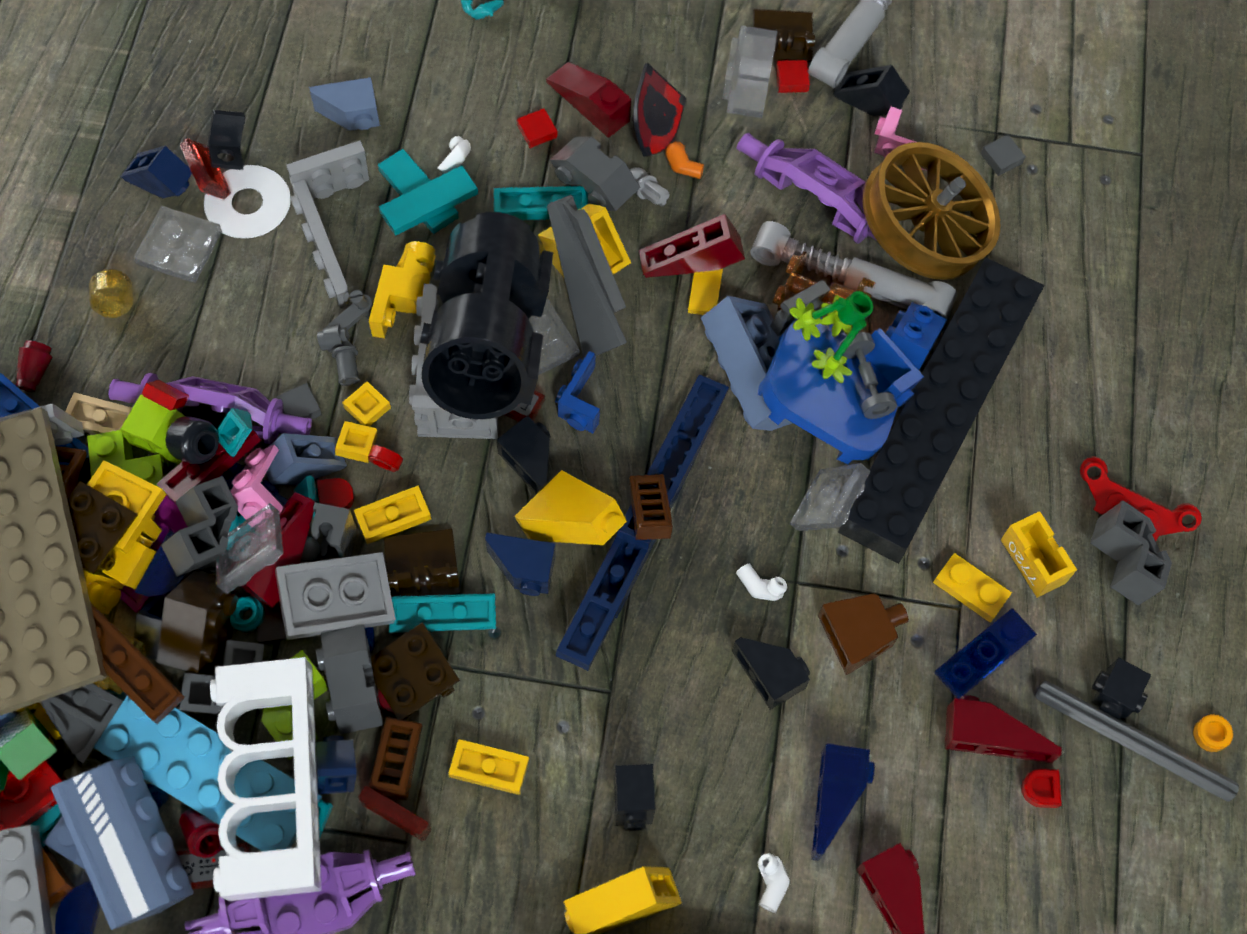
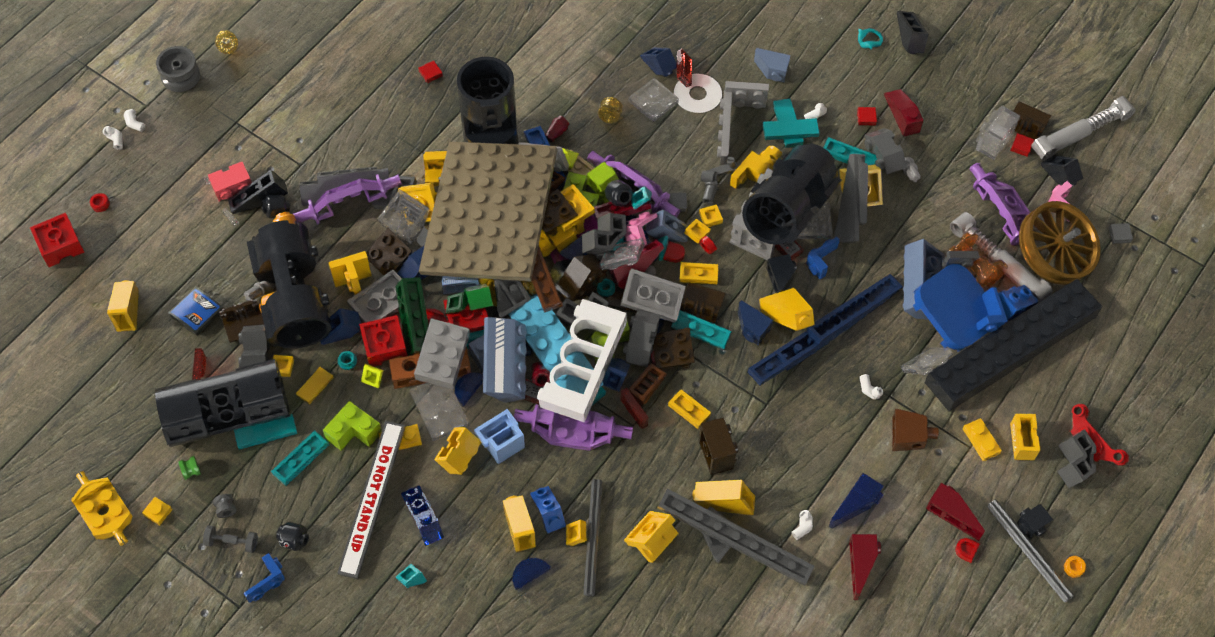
camera: 30 degrees right, 5 degrees down
(77, 406) = (571, 157): none -> neon yellow slope
(165, 395) = (615, 166): red tile -> none
(226, 137) = (701, 57): black bracket -> none
(337, 529) = (668, 264): dark grey hinge -> none
(570, 815) = (717, 446): none -> dark brown brick
(634, 796) = (753, 451): black brick -> none
(650, 528) = (826, 333): reddish brown slope -> none
(656, 112) = (934, 133): shield -> none
(680, 162) = (935, 164): orange arm -> none
(697, 249) = (922, 211): dark red slope -> none
(704, 291) = (917, 231): yellow piece -> none
(772, 670) = (854, 429): black slope -> none
(842, 315) = (977, 271): plant -> none
(878, 404) = (976, 324): dark grey wheel -> none
(986, 654) = (970, 471): clear blue slope -> none

